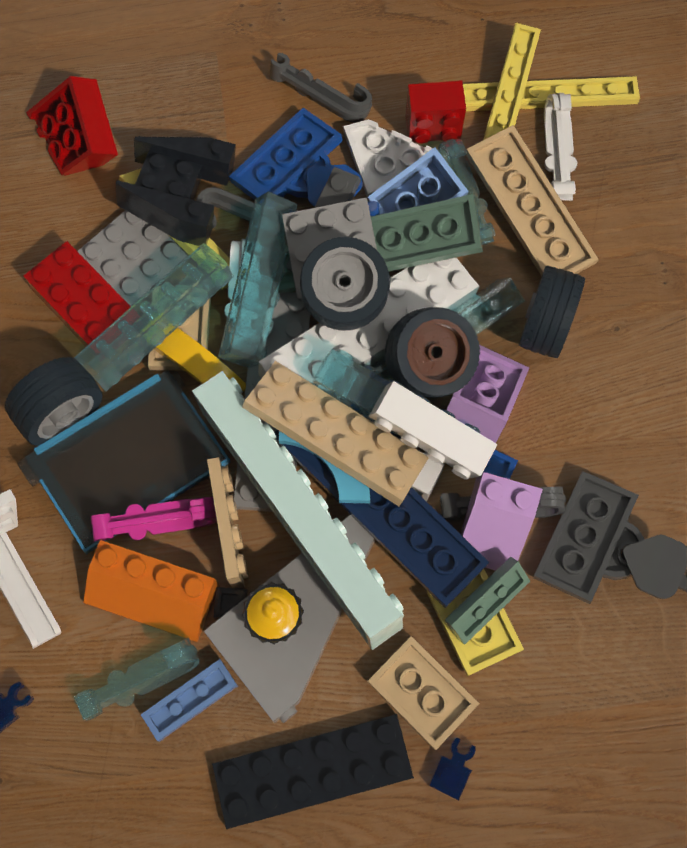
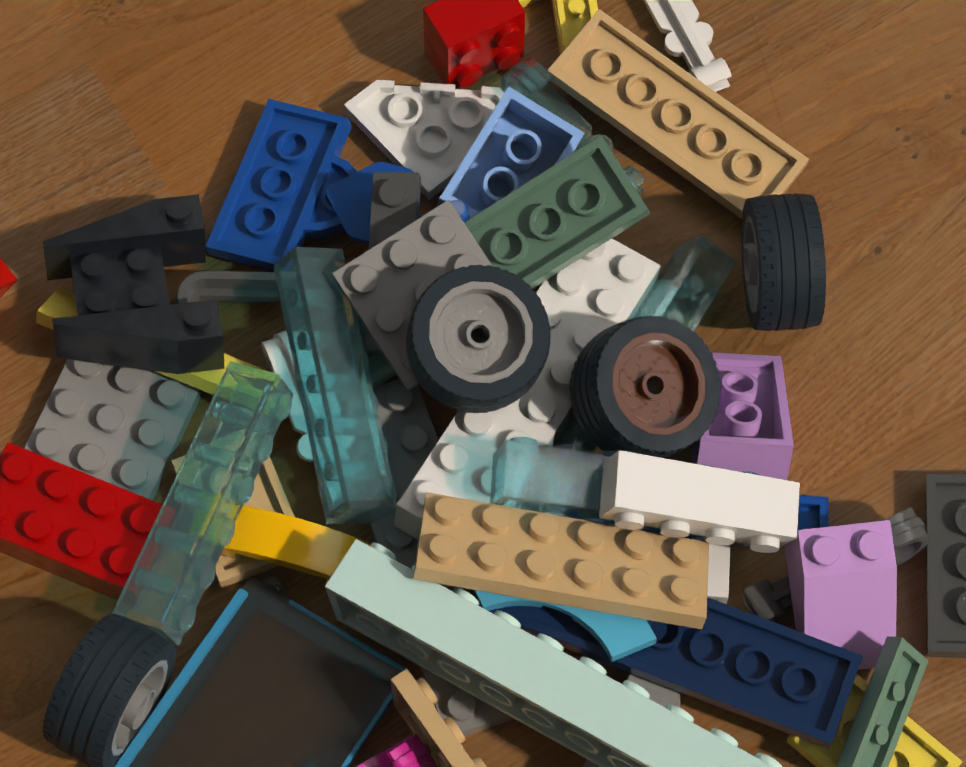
camera: 25 degrees left, 5 degrees down
(322, 92) = (286, 65): dark grey piece -> none

